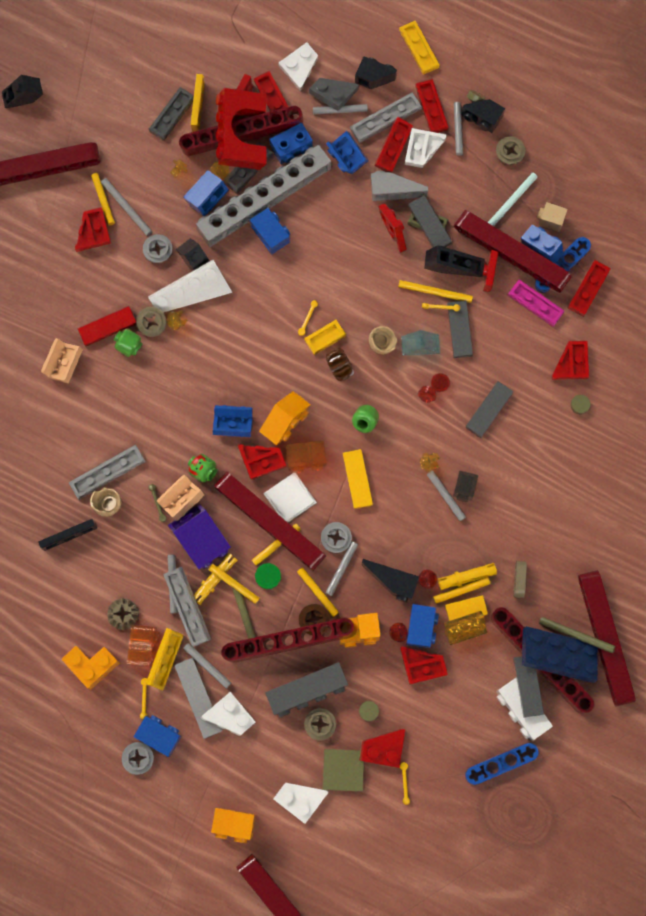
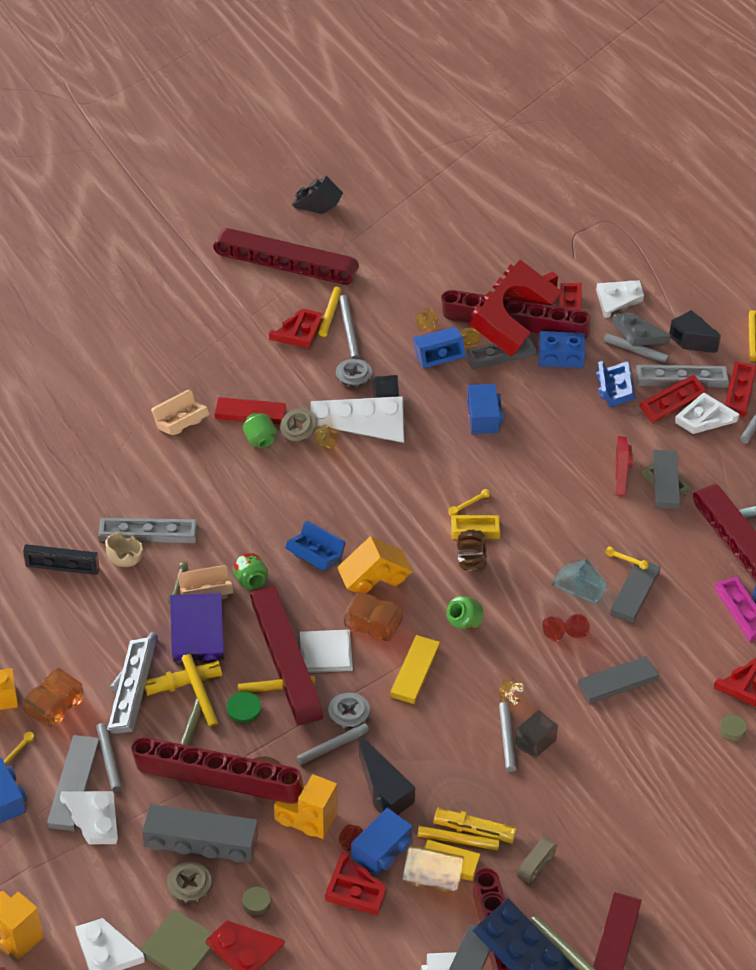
camera: 30 degrees right, 30 degrees down
(128, 620) = (69, 664): dark tan gear -> none
(164, 659) = (67, 722): yellow tile -> none
(172, 113) = (455, 277): dark grey tile -> none
(197, 102) = (489, 275): yellow tile -> none
(261, 460) = (320, 598): red wing -> none
(313, 155) = (509, 377): light grey brick -> none
(318, 592) = (287, 743): yellow bar -> none
(382, 340) = (537, 554): tan hair -> none
(394, 187) = (648, 432): light grey slope -> none
(427, 579) = (425, 803): clear red plate -> none
(435, 291) = (630, 544): yellow bar -> none
(453, 262) = (670, 525): black slope -> none
(489, 271) = (707, 552): red plate -> none

